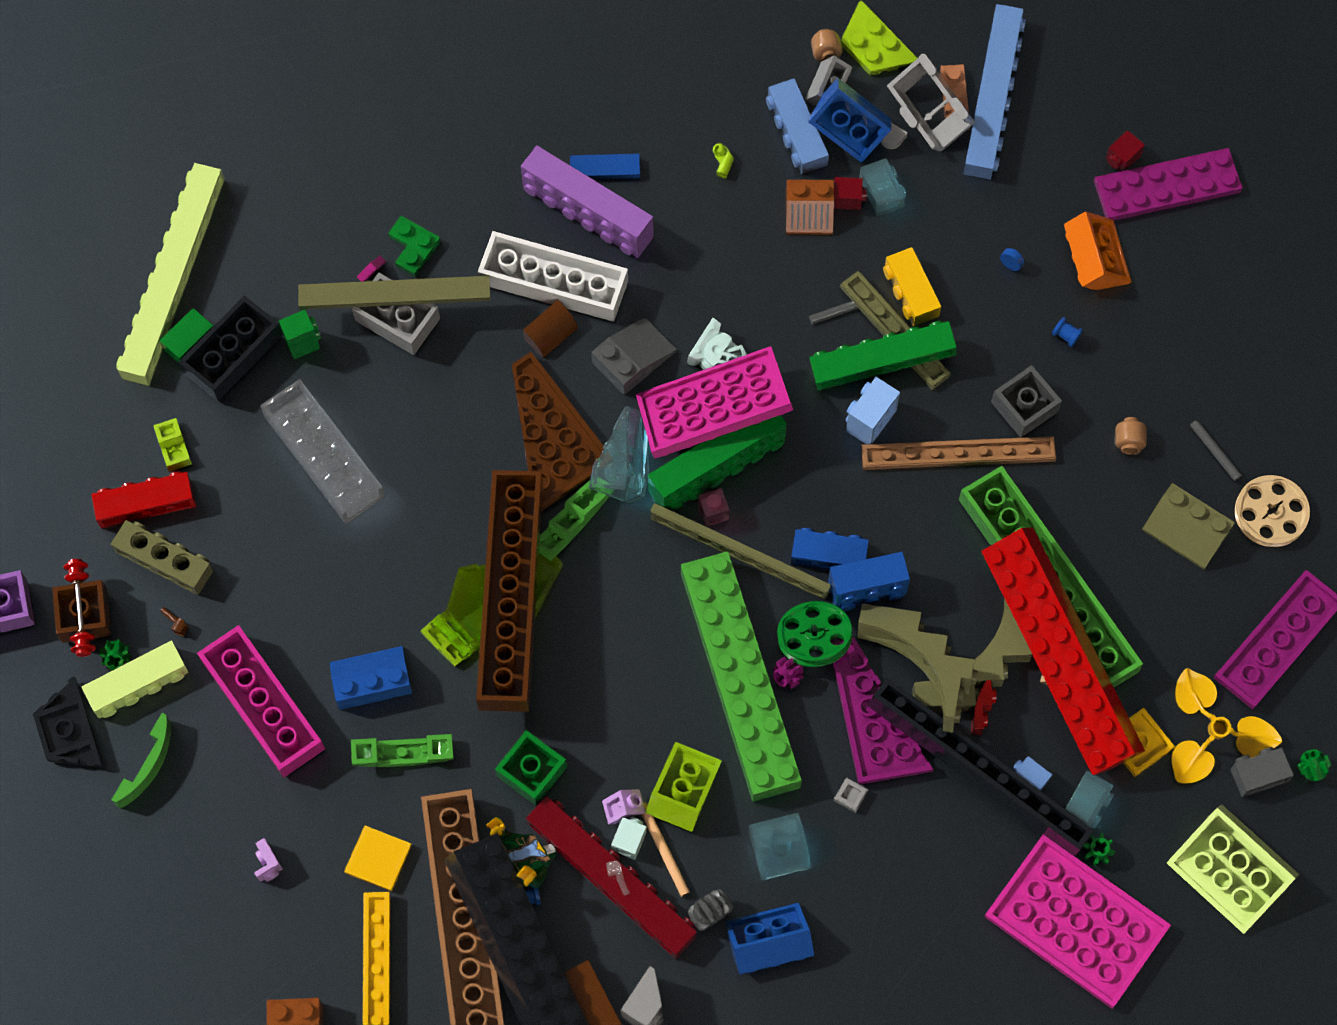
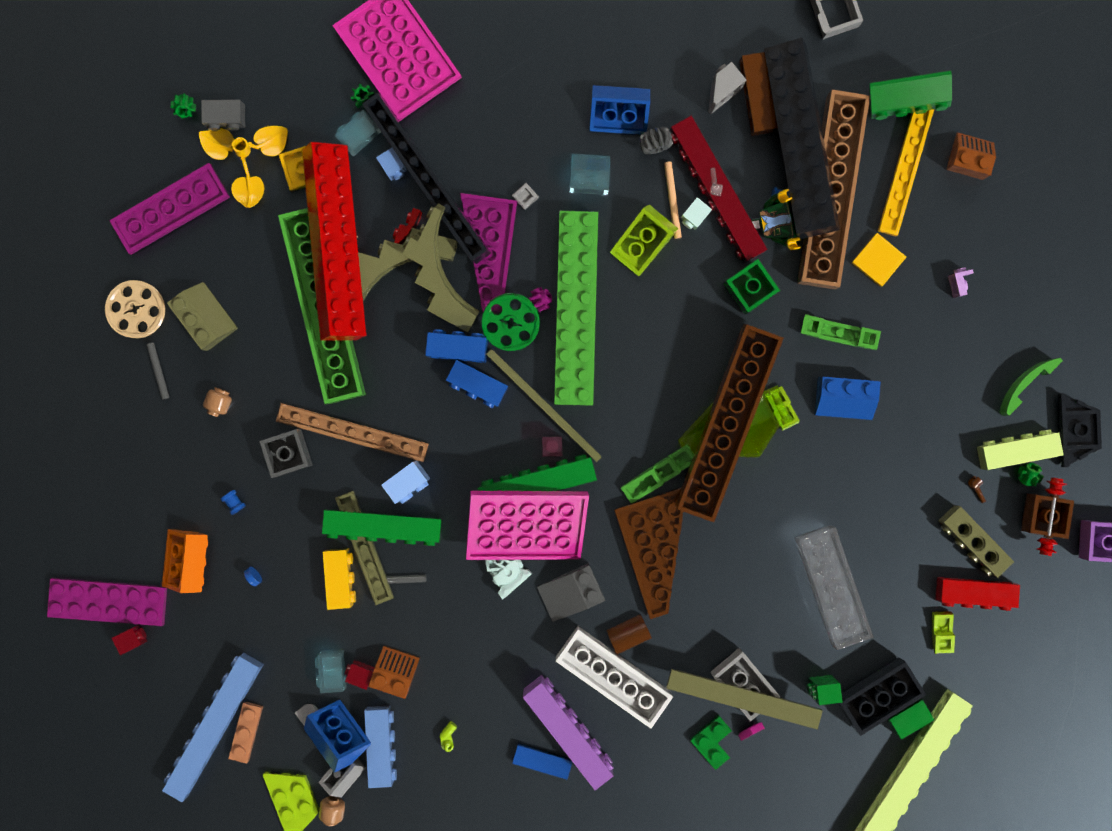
camera: 165 degrees left, 20 degrees up
(261, 701) = (933, 402): dark pink brick -> none
(623, 464) = (607, 504): clear light blue wedge -> none
(623, 804) = (692, 238): lavender bracket -> none
(947, 130) = (260, 704): light grey piece -> none
(1232, 868) = (271, 51): yellowish green slope -> none

